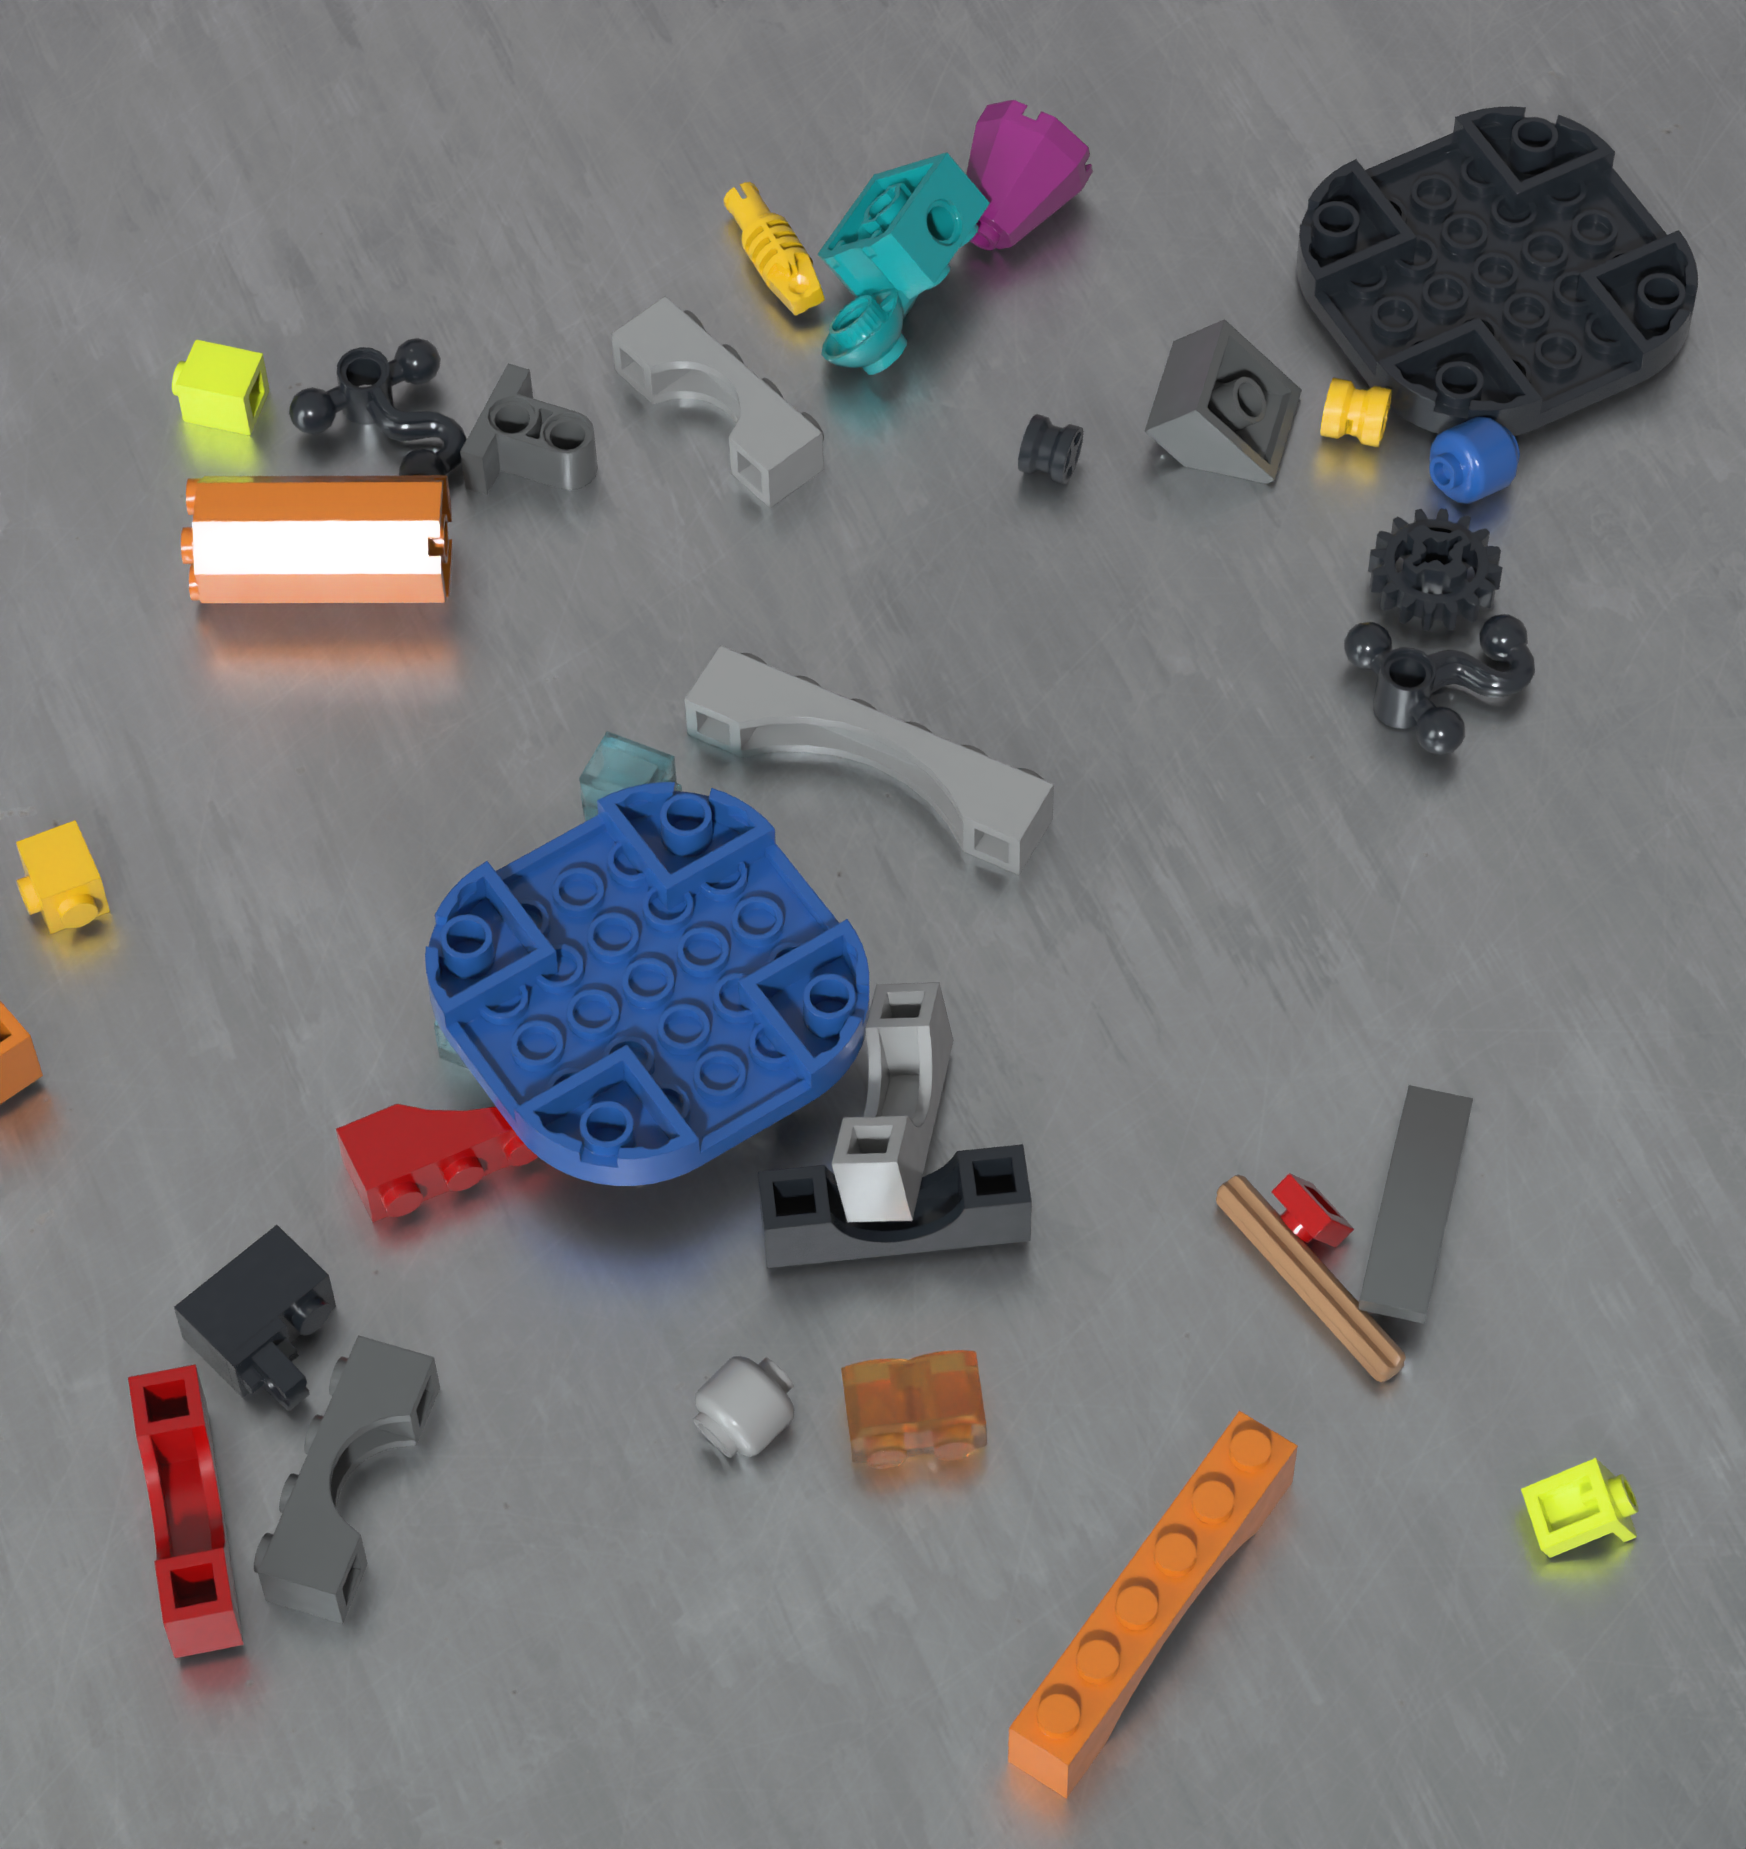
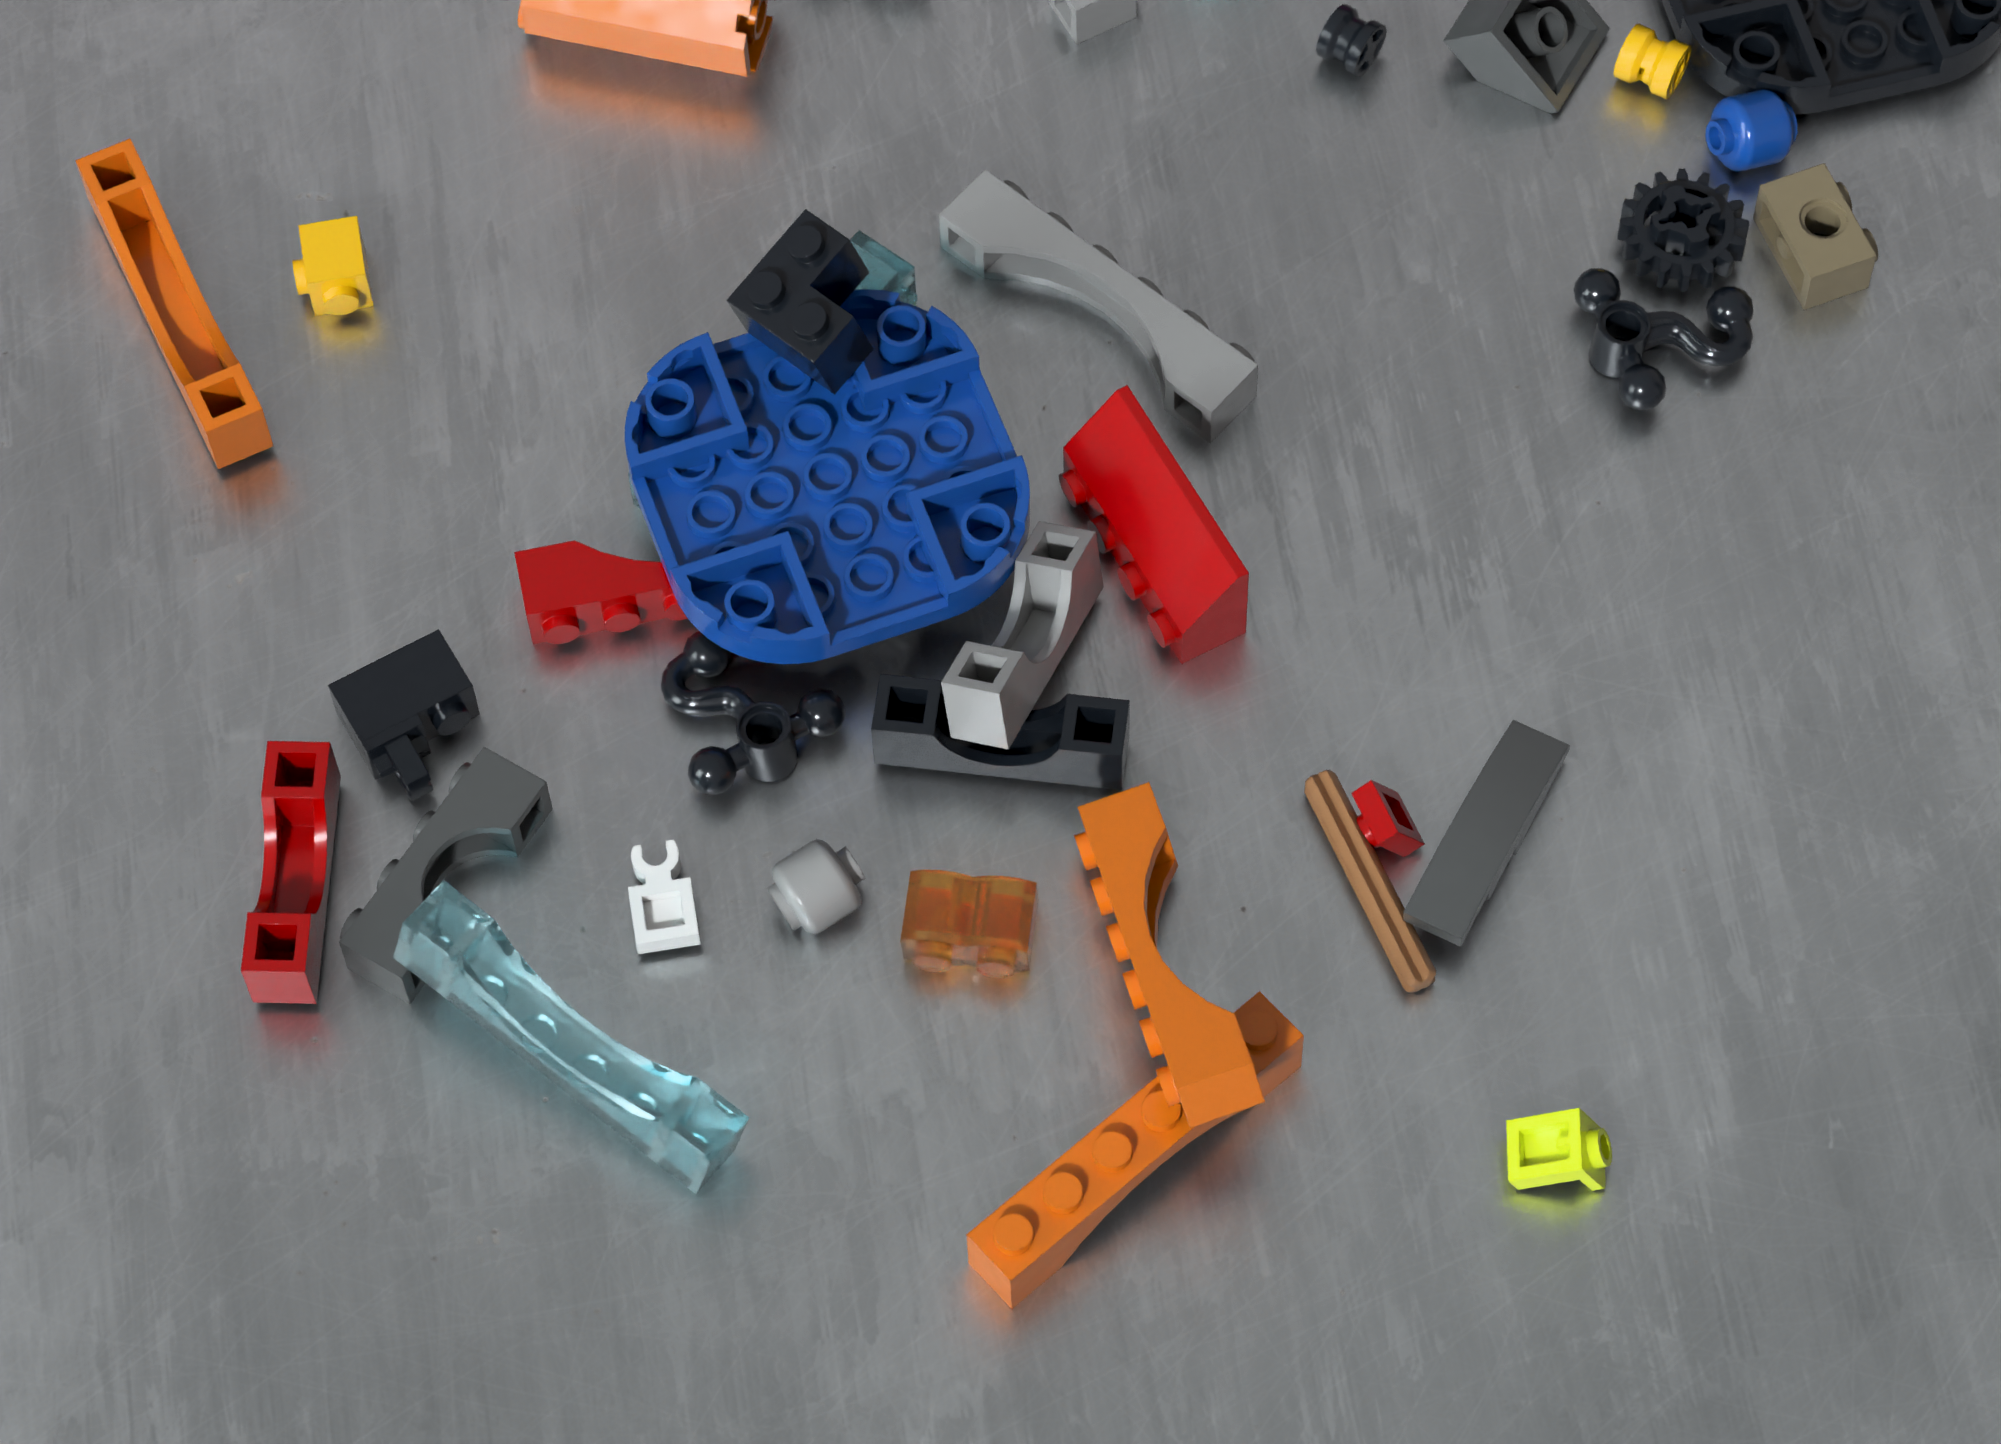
camera: 15 degrees right, 5 degrees up
(423, 1569) = (654, 1108): none -> clear light blue arch
(576, 812) = (796, 301): none -> black brick
(586, 1461) = (664, 905): none -> white plate
(605, 1307) = (714, 768): none -> black piece
(997, 967) = (1156, 529): none -> red slope
(1200, 1473) = (1200, 1041): none -> orange arch
(1566, 550) = (1815, 265): none -> dark tan brick

